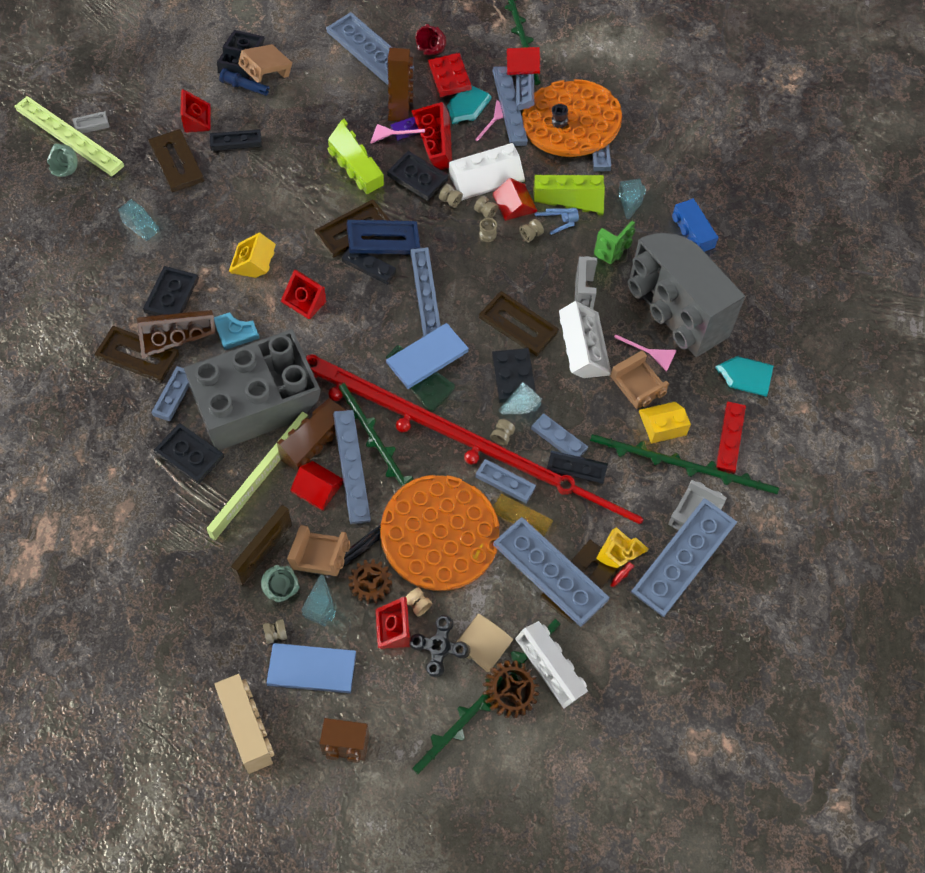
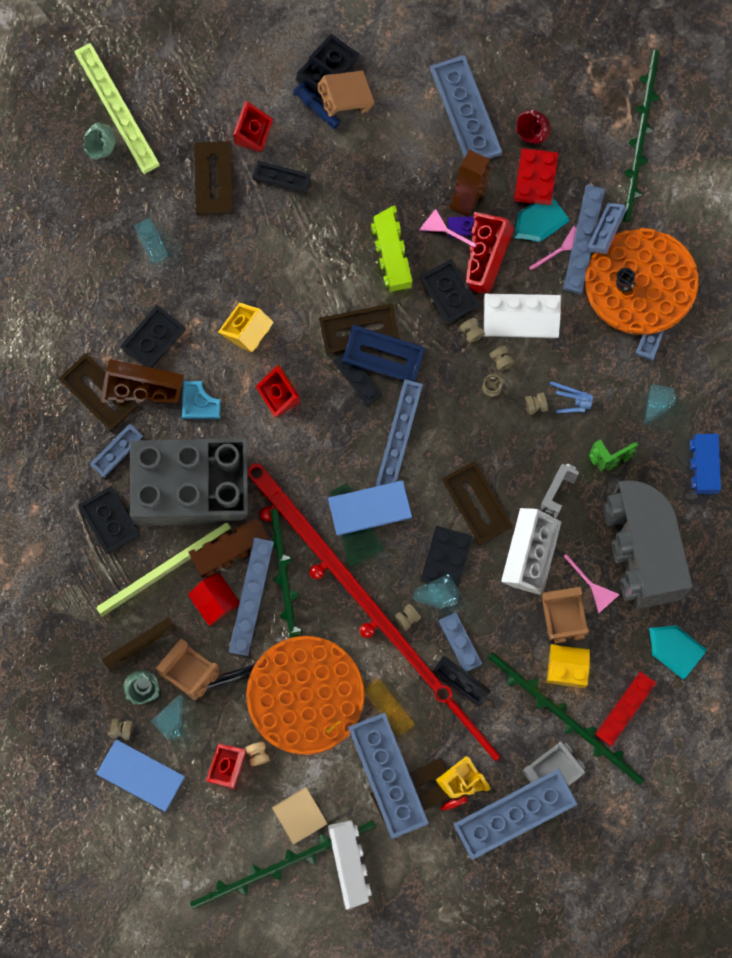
camera: 25 degrees right, 15 degrees up
(91, 122) = (144, 98): light grey tile -> none
(246, 729) = (62, 805): tan brick -> none
(344, 740) = (141, 856): reddish brown brick -> none
(379, 578) = (223, 708): reddish brown gear -> none
(446, 647) = (265, 804): black gear -> none
(505, 481) = (388, 667): sand blue plate -> none
(514, 200) = (536, 359): red slope -> none
(515, 695) = (322, 868): reddish brown gear -> none
(523, 60) = (620, 193): red slope -> none
(571, 191) = (598, 374): lime wedge -> none

